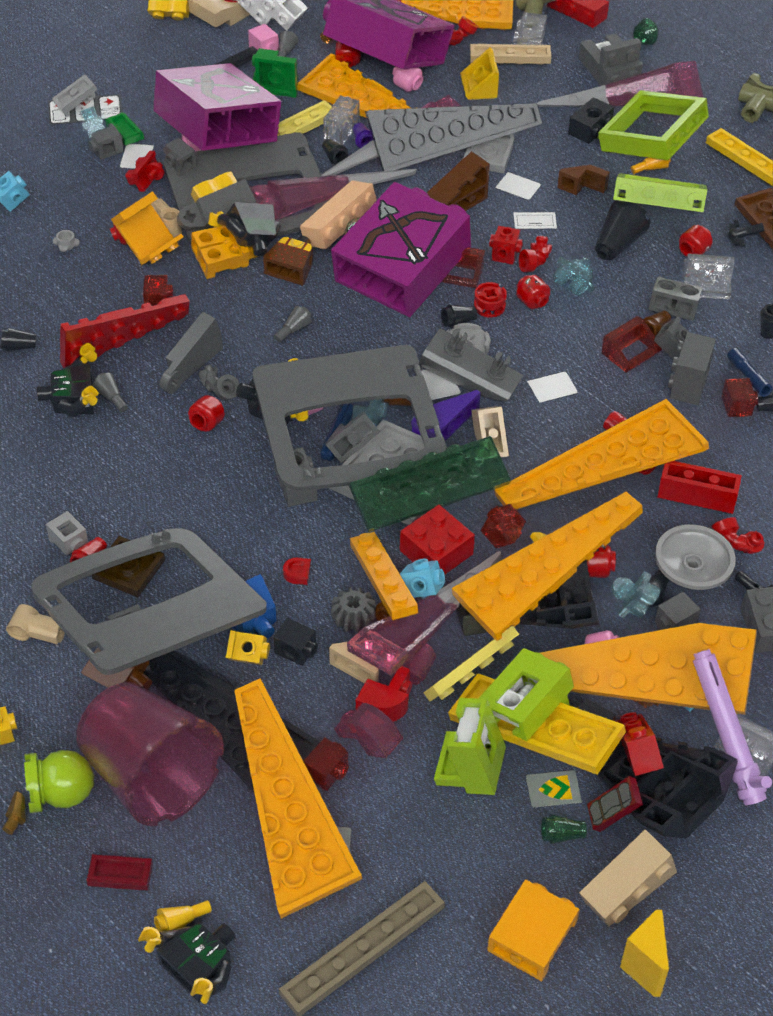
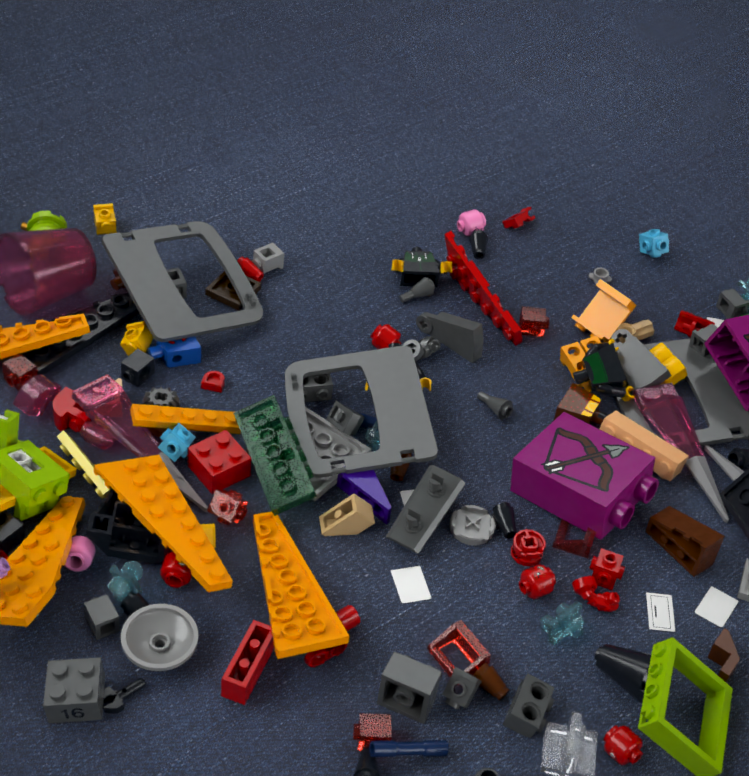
camera: 90 degrees right, 5 degrees down
(29, 623) = (183, 247): tan piece -> none
(748, 543) = (178, 694): red arm -> none

